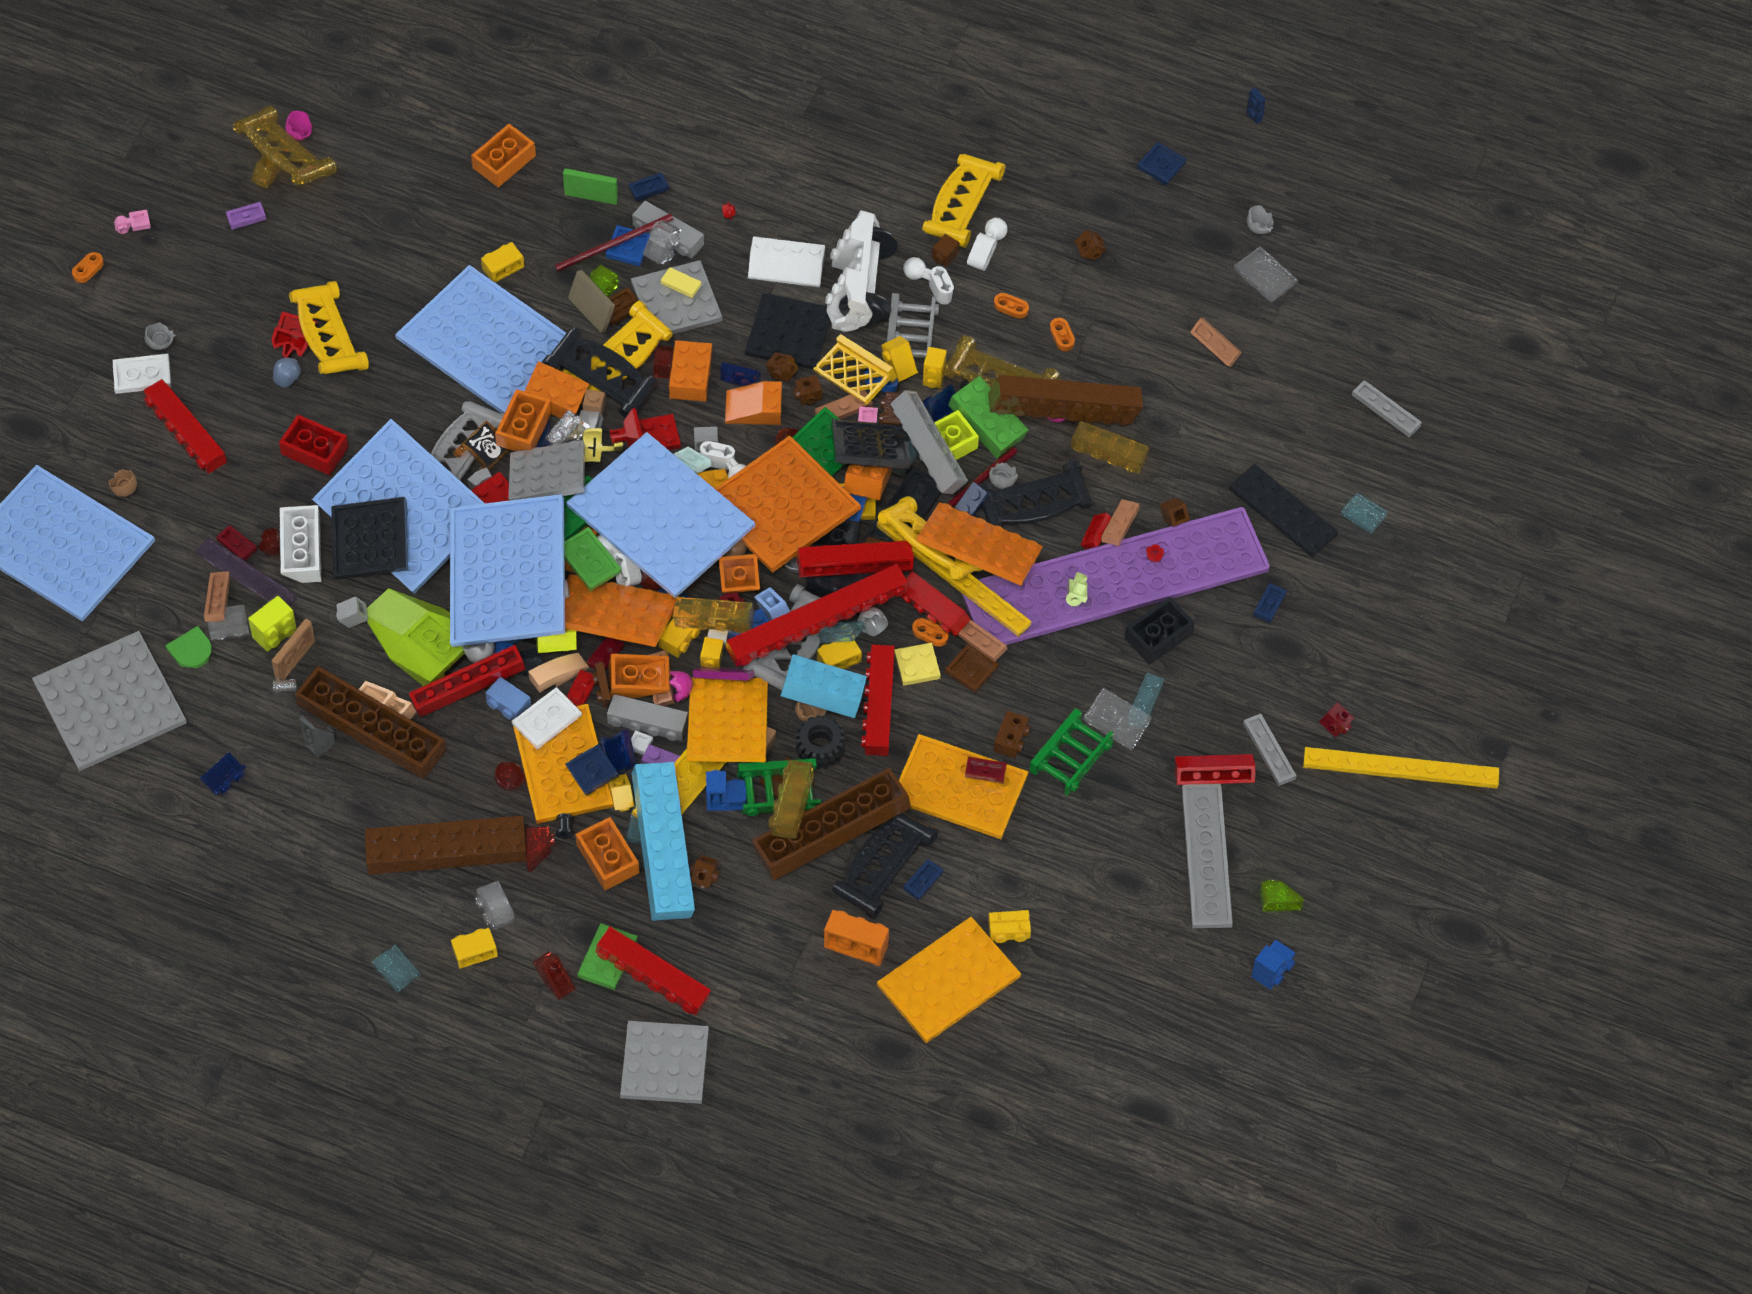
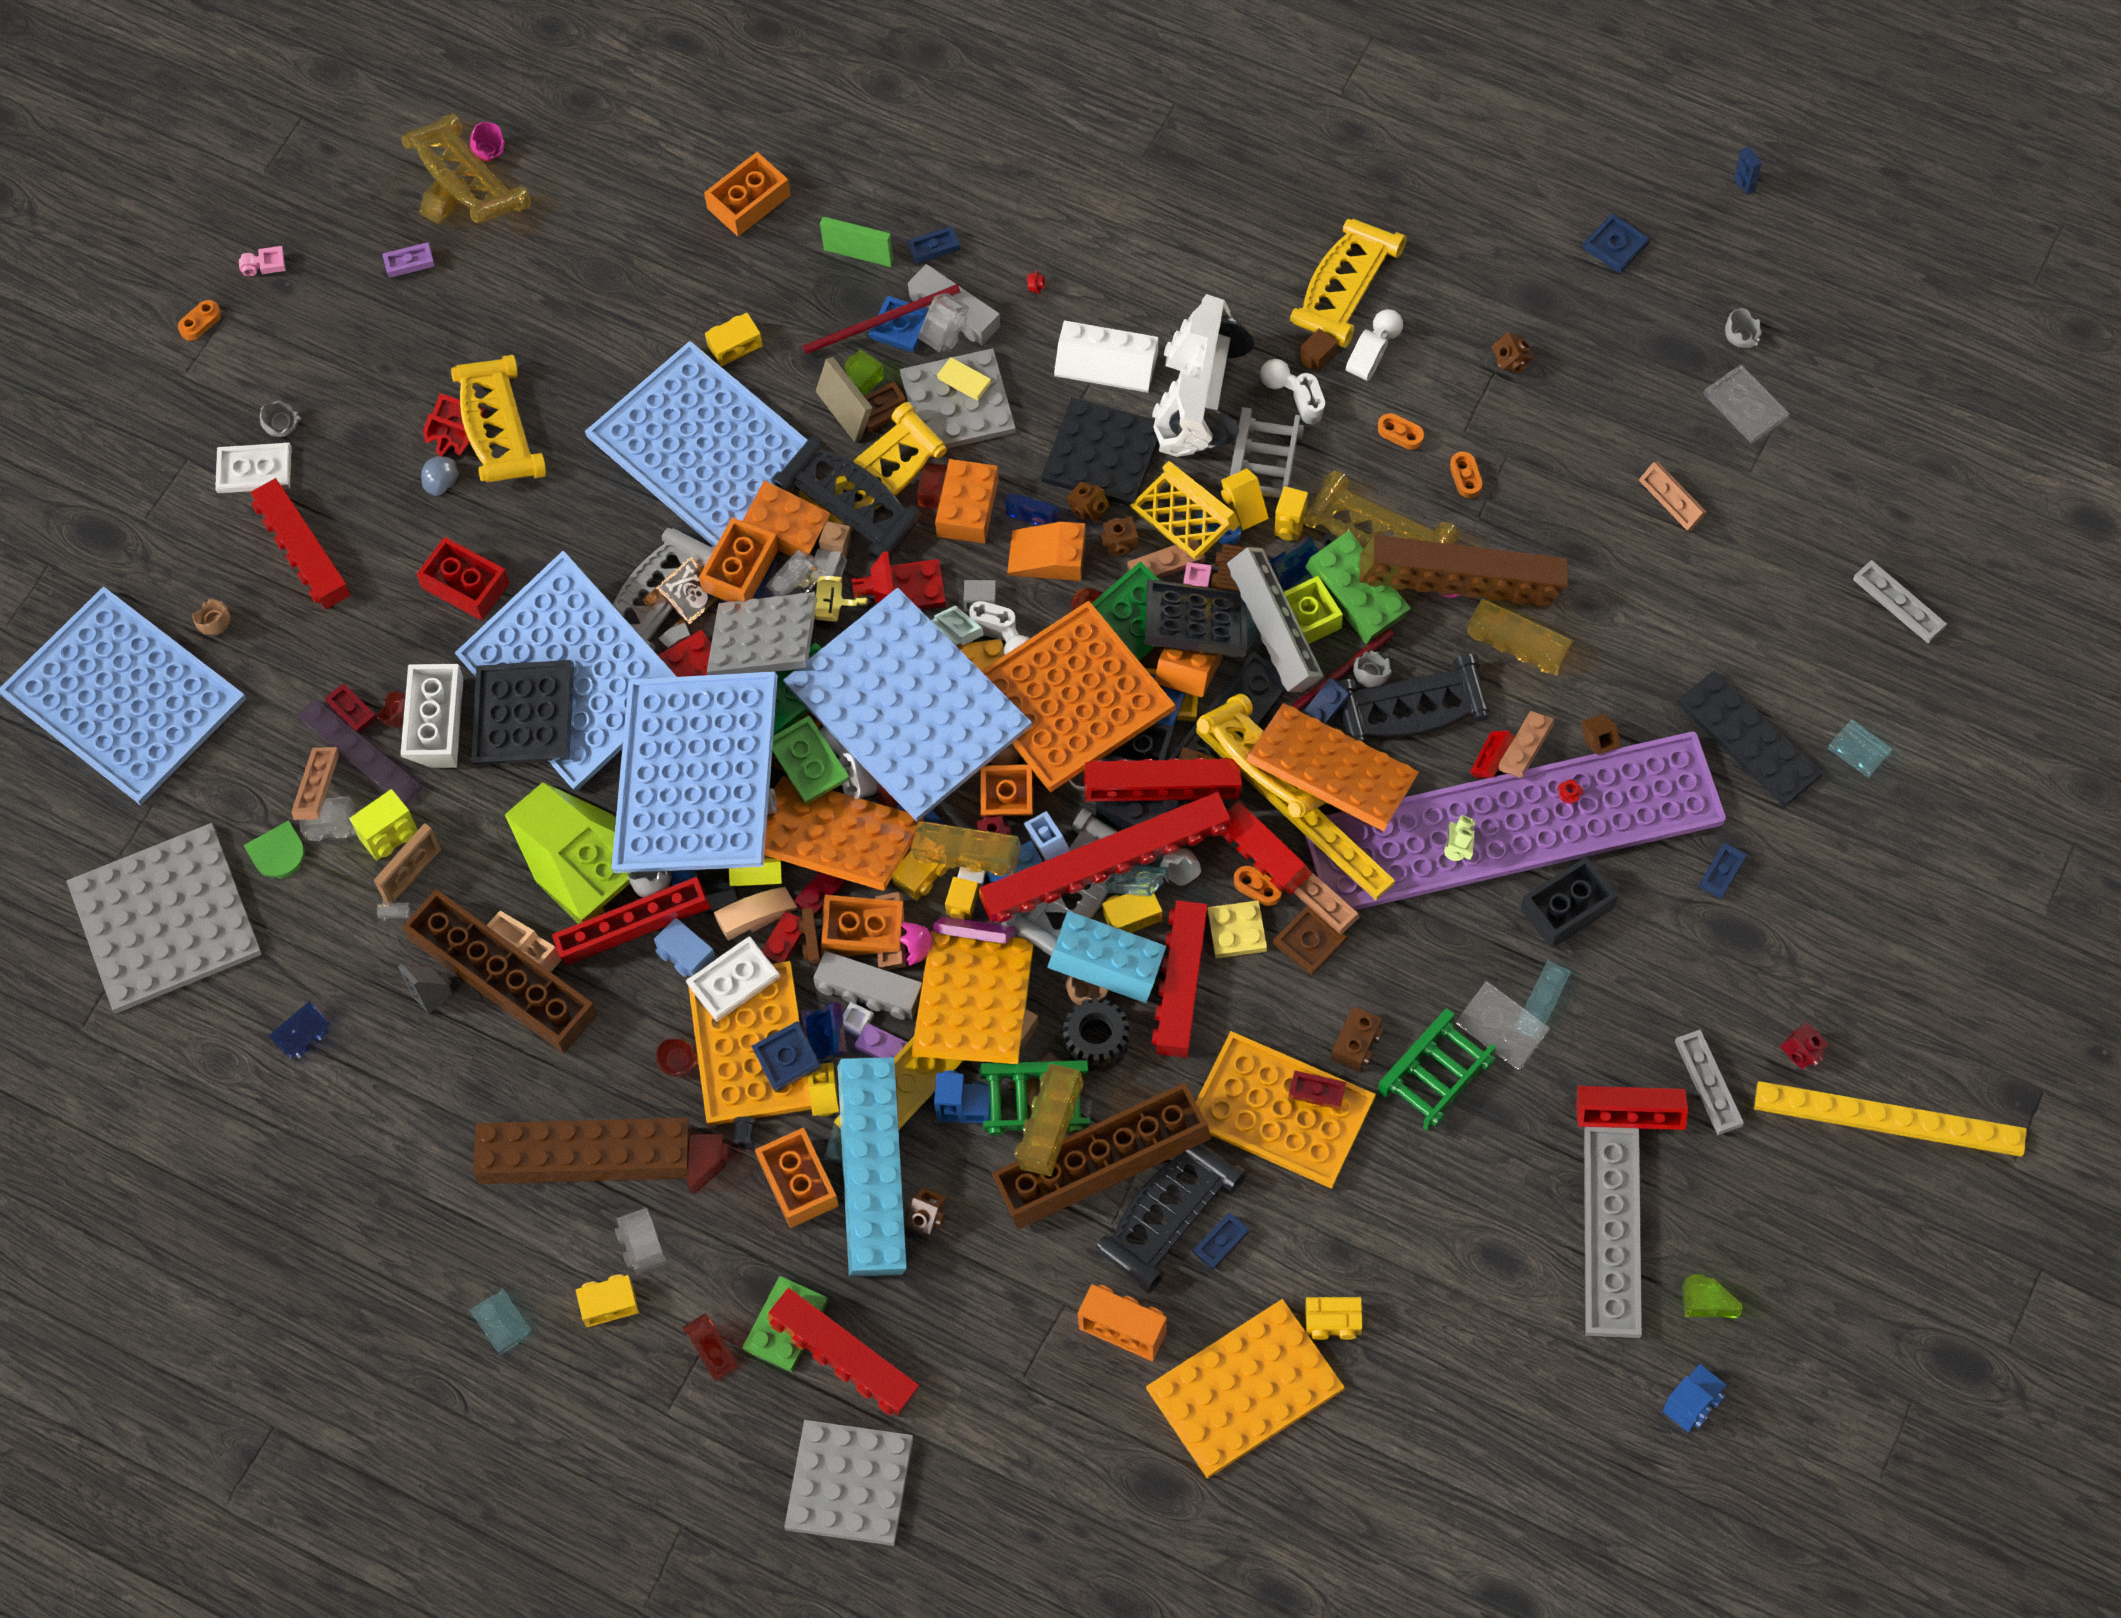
camera: 10 degrees right, 5 degrees up
(352, 612) = (490, 814): light grey brick -> none

